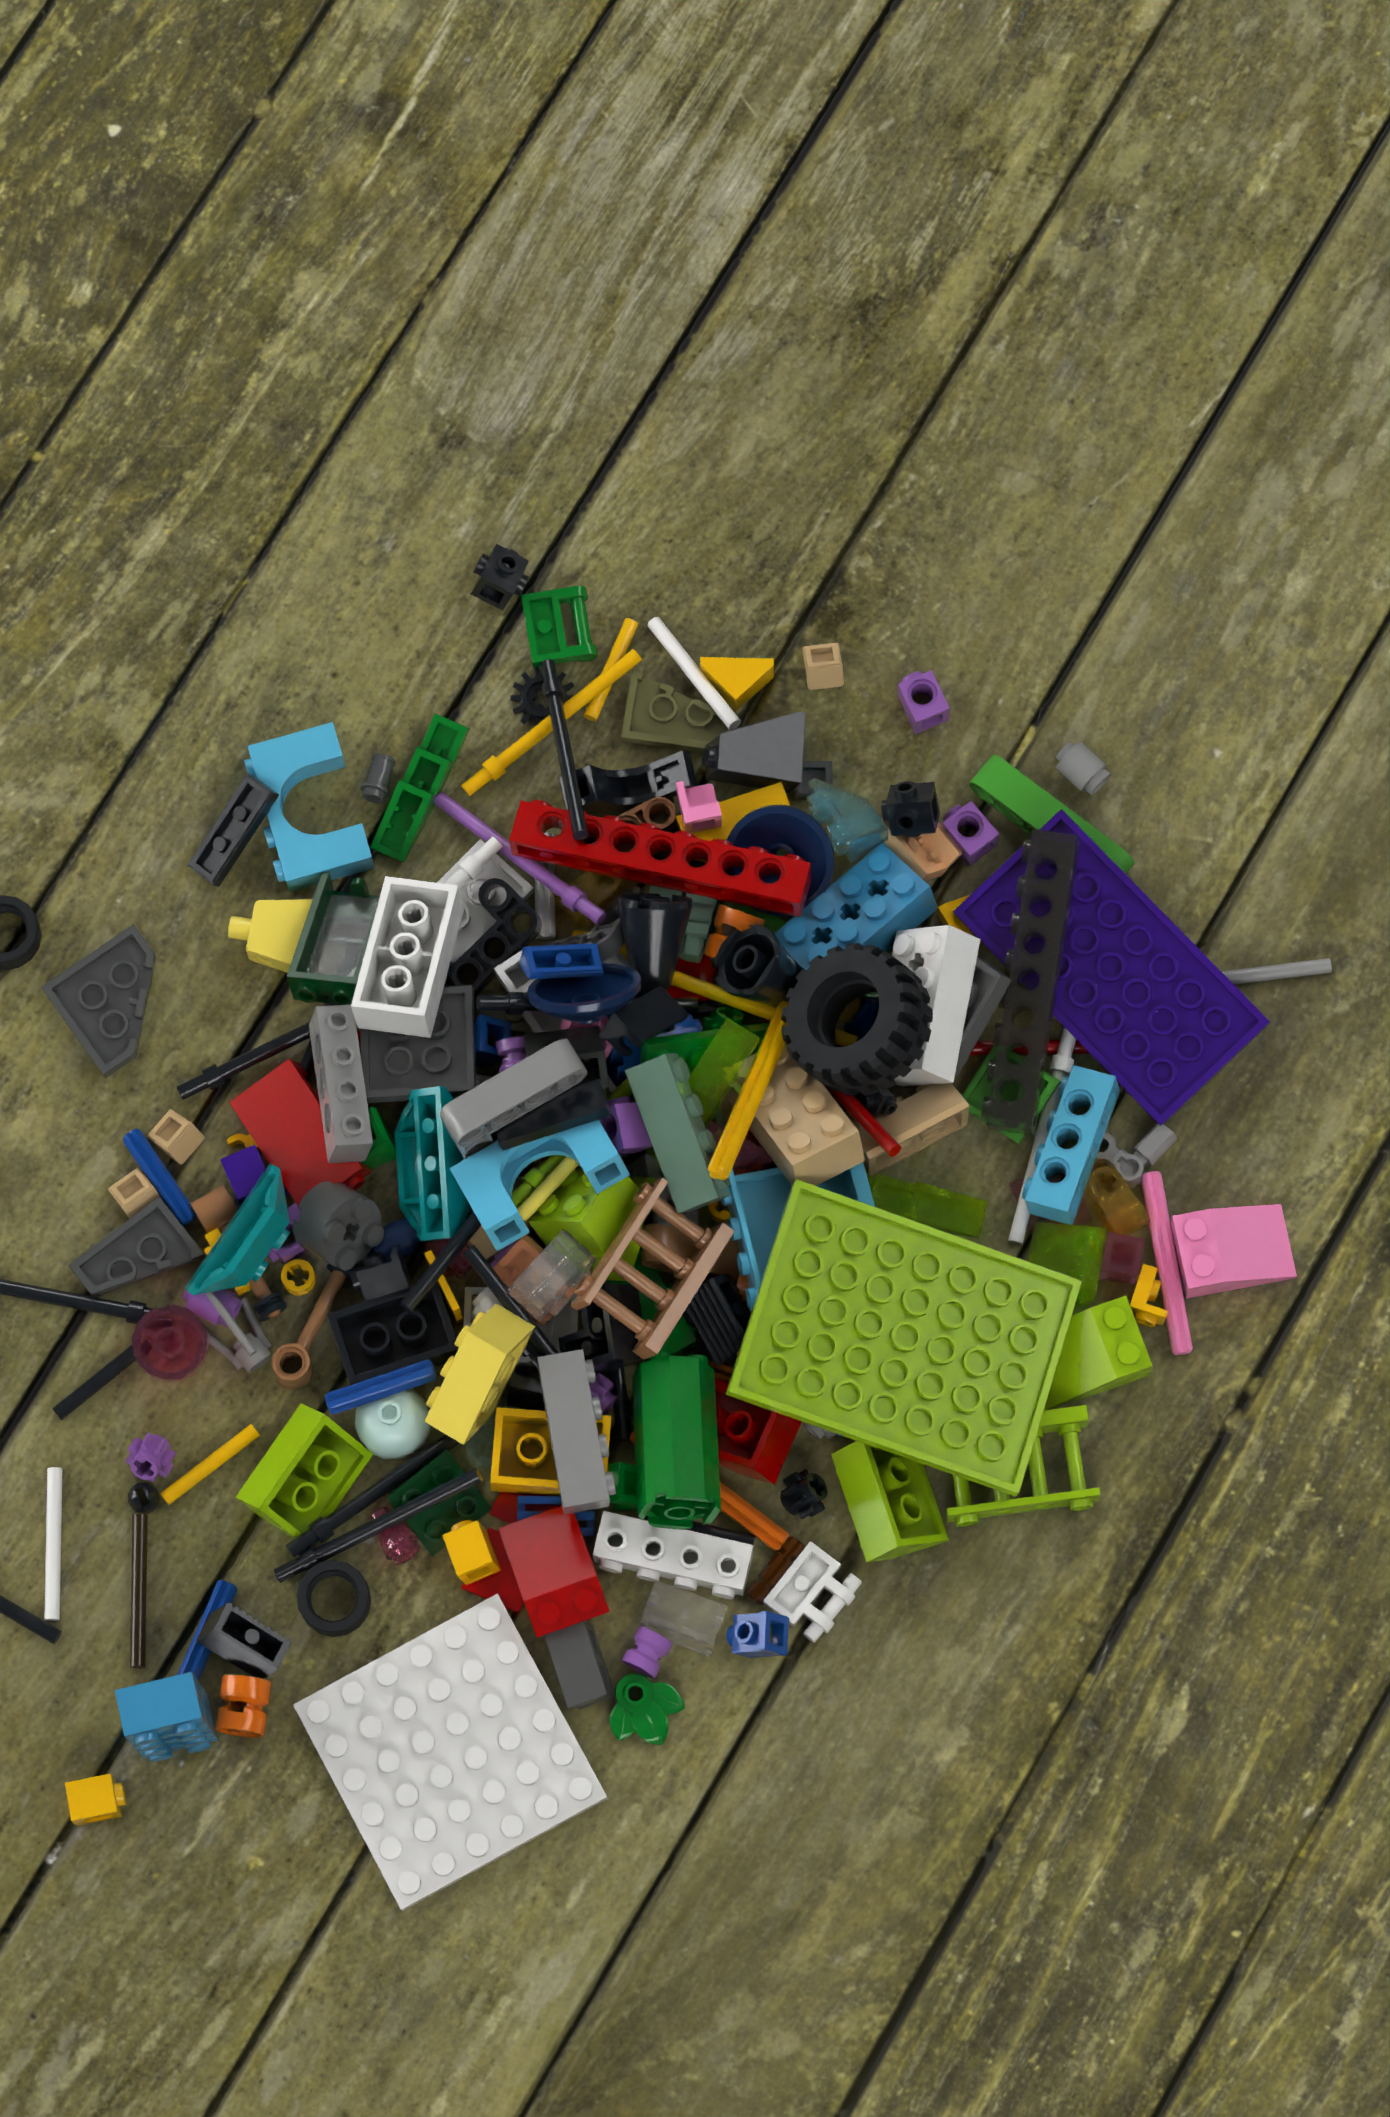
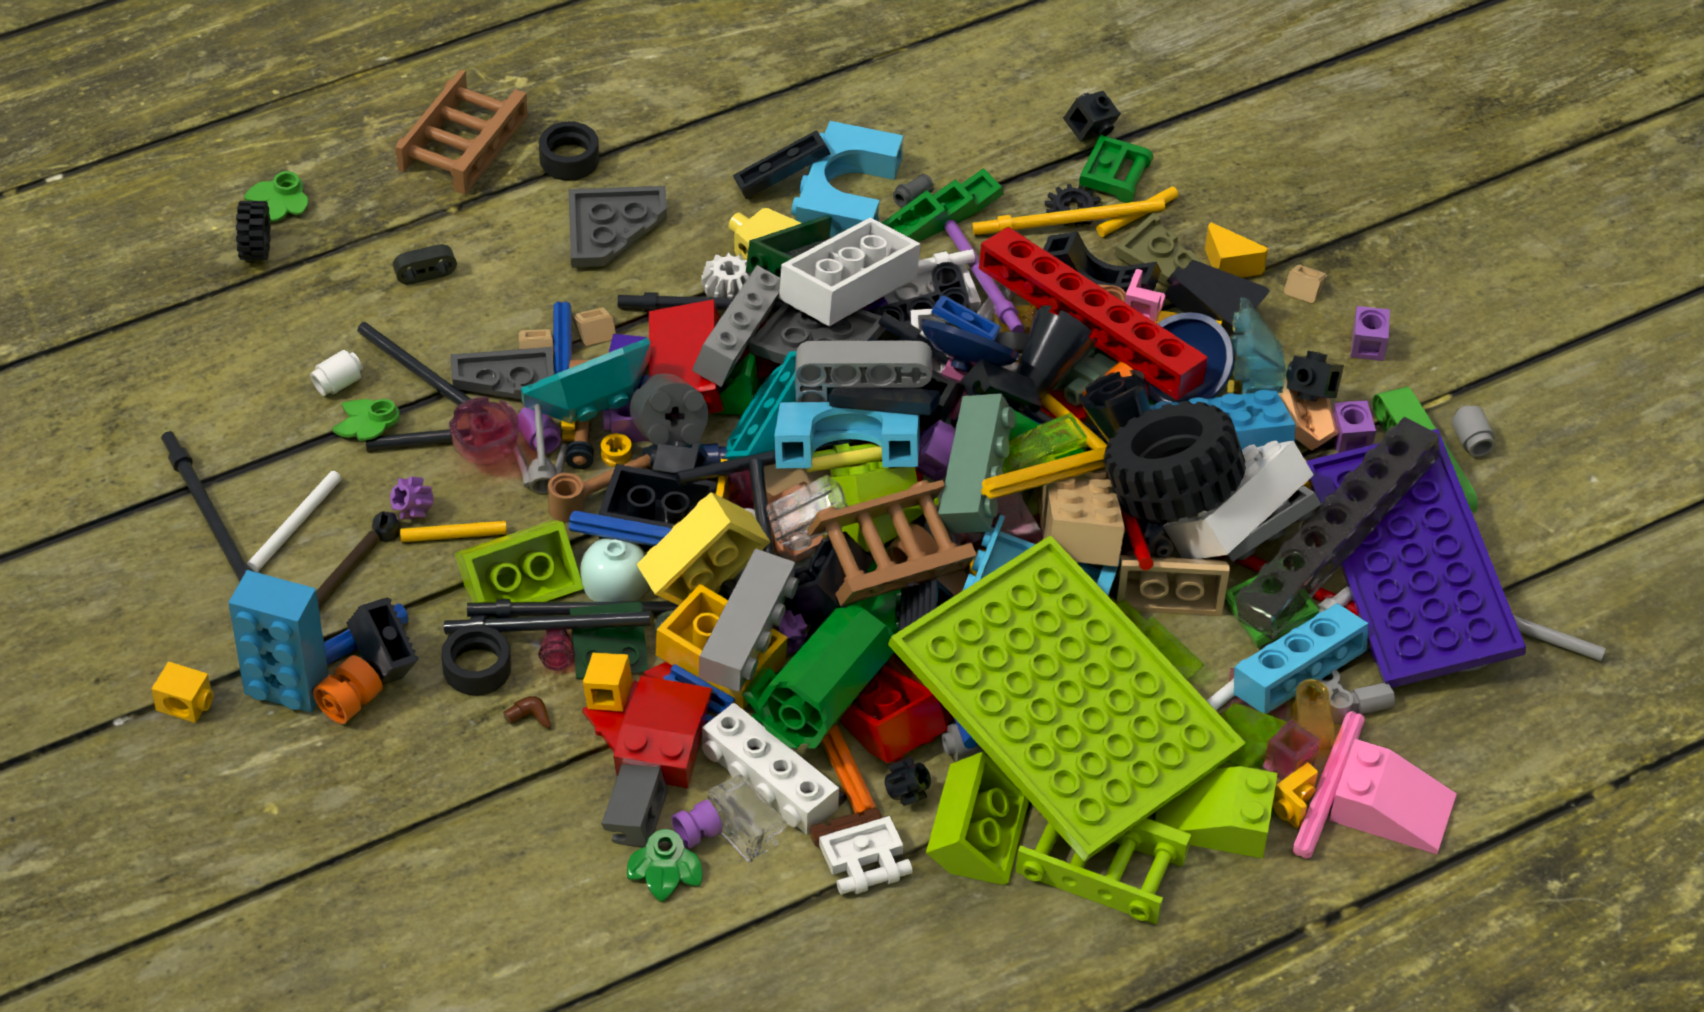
camera: 25 degrees right, 25 degrees down
(34, 1390) = (367, 418): none -> bright green plate
(265, 1016) = (724, 276): none -> white gear
(411, 1616) = (526, 706): none -> reddish brown animal
(450, 1752) = (484, 813): white plate -> none
(554, 695) = (1080, 197): black bar -> none
(694, 673) = (1198, 230): white bar -> none
(751, 1634) = (792, 850): blue brick -> none

